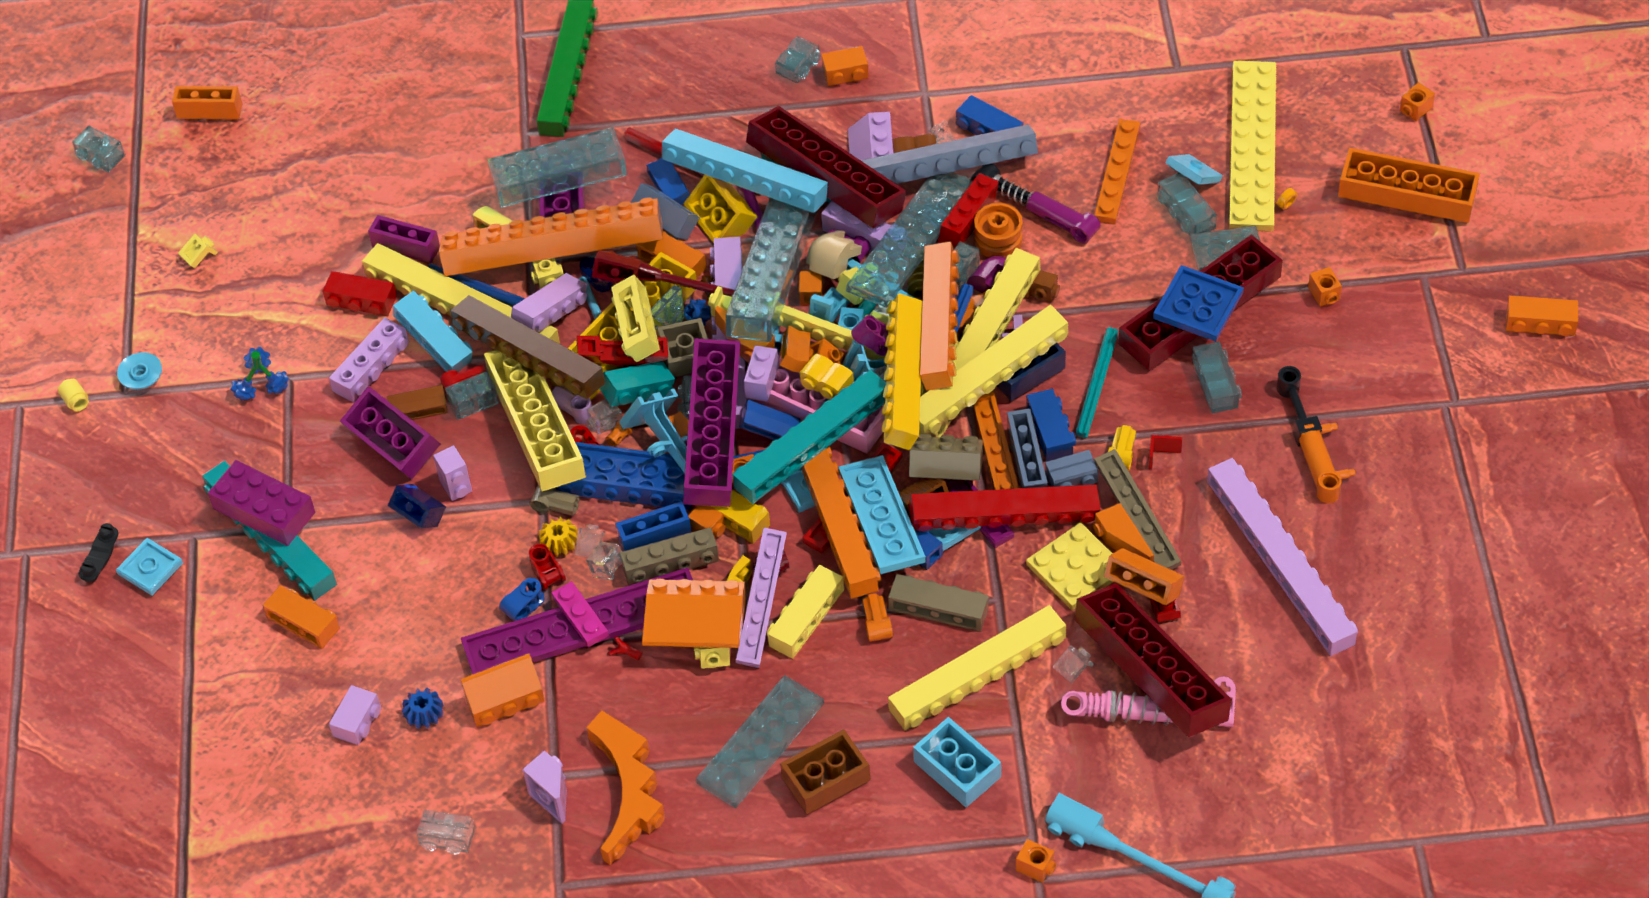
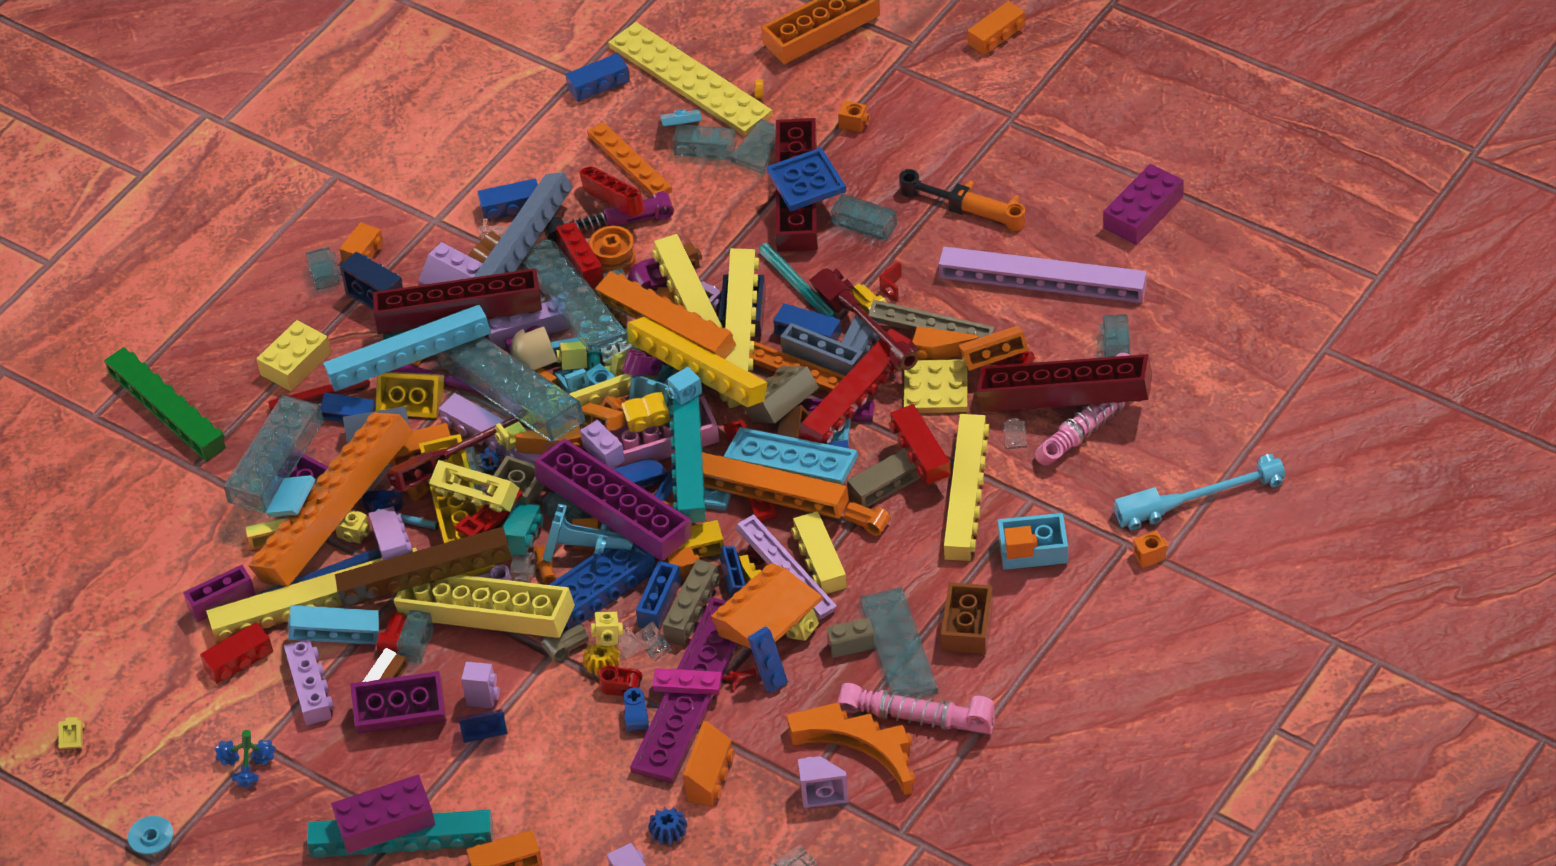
camera: 50 degrees left, 5 degrees down
(523, 209) = (290, 496): none -> medium azure tile
(574, 516) = (606, 628): none -> light yellow brick
(641, 654) = (767, 659): none -> blue plate
(688, 107) = (294, 355): none -> light yellow brick
(706, 830) = (977, 718): none -> bright pink piece
(723, 563) = (728, 556): none -> blue piece
(730, 698) = (850, 637): none -> dark tan brick
(805, 95) = (364, 276): none -> dark blue brick
(864, 381) = (684, 386): none -> medium azure brick
(928, 750) = (1019, 542): none -> orange brick
(978, 599) = (920, 444): none -> red brick
(1057, 182) = (612, 191): none -> red beam
(1100, 419) = (840, 295): none -> dark red bar
(1184, 82) = (597, 77): none -> blue brick
(1261, 662) = (1115, 335): none -> clear light blue brick
(1443, 574) = (1143, 204): none -> magenta brick

